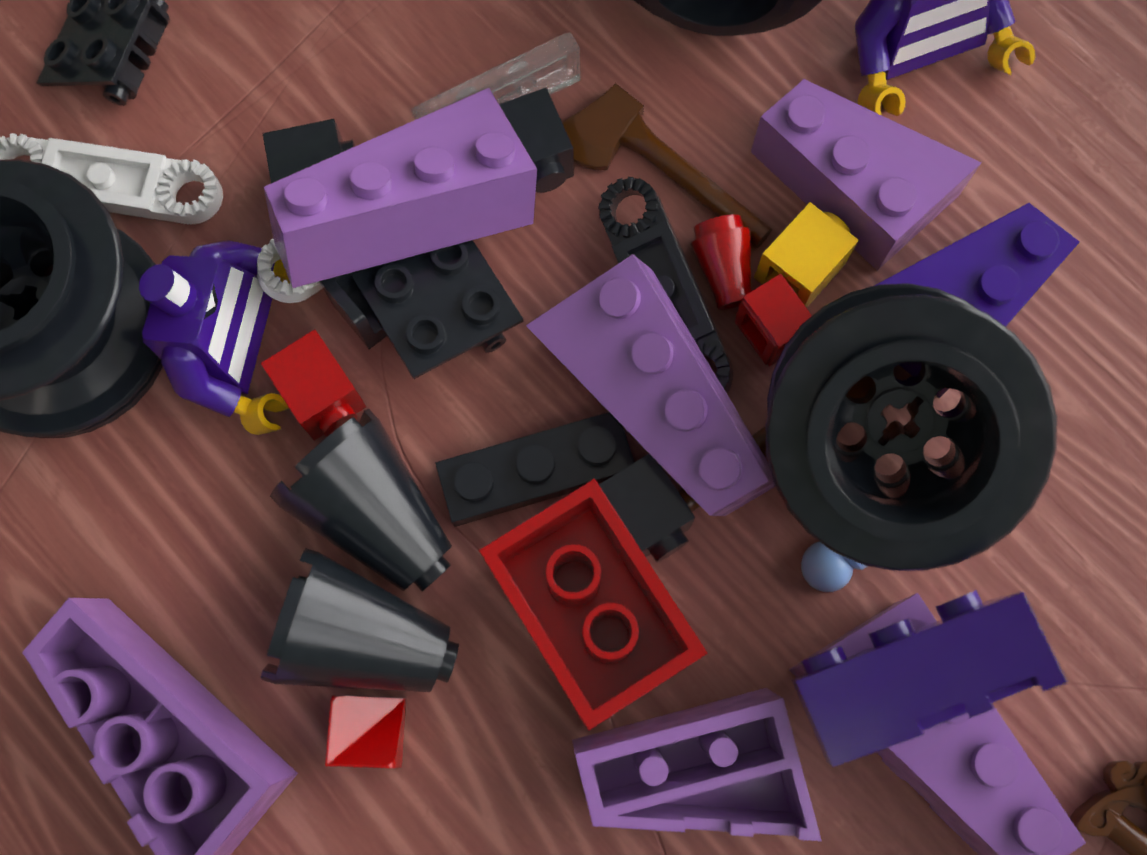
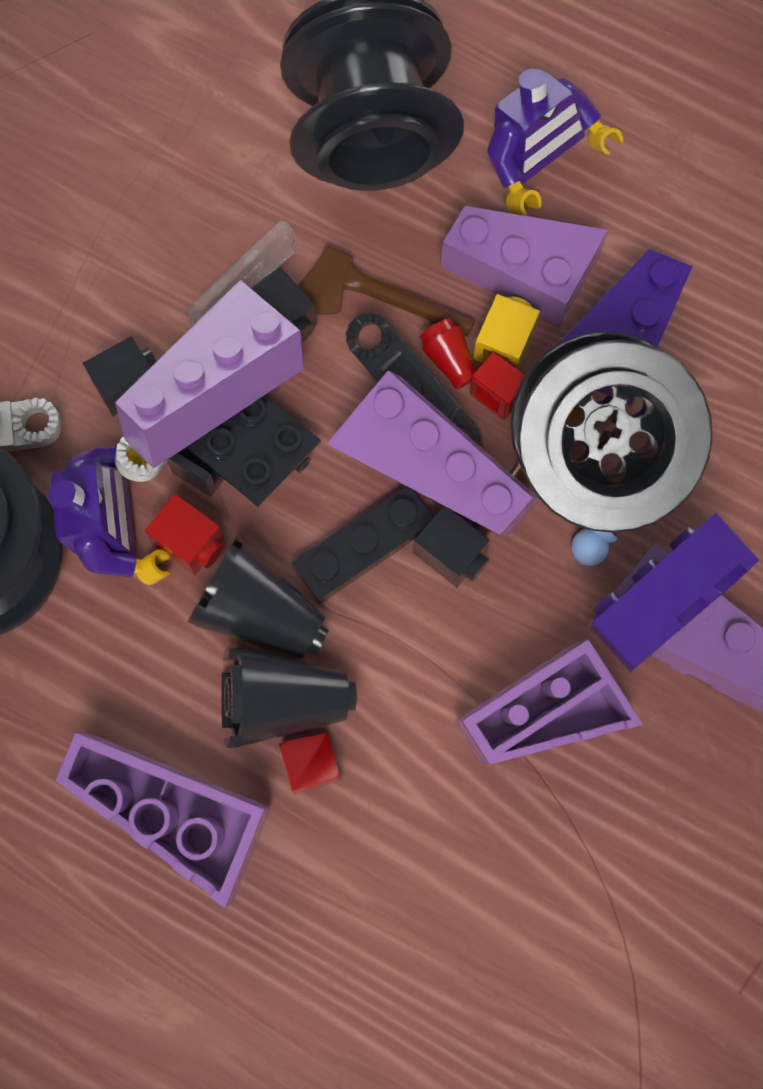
camera: 20 degrees left, 0 degrees up
(592, 604) = (438, 623): red brick -> none

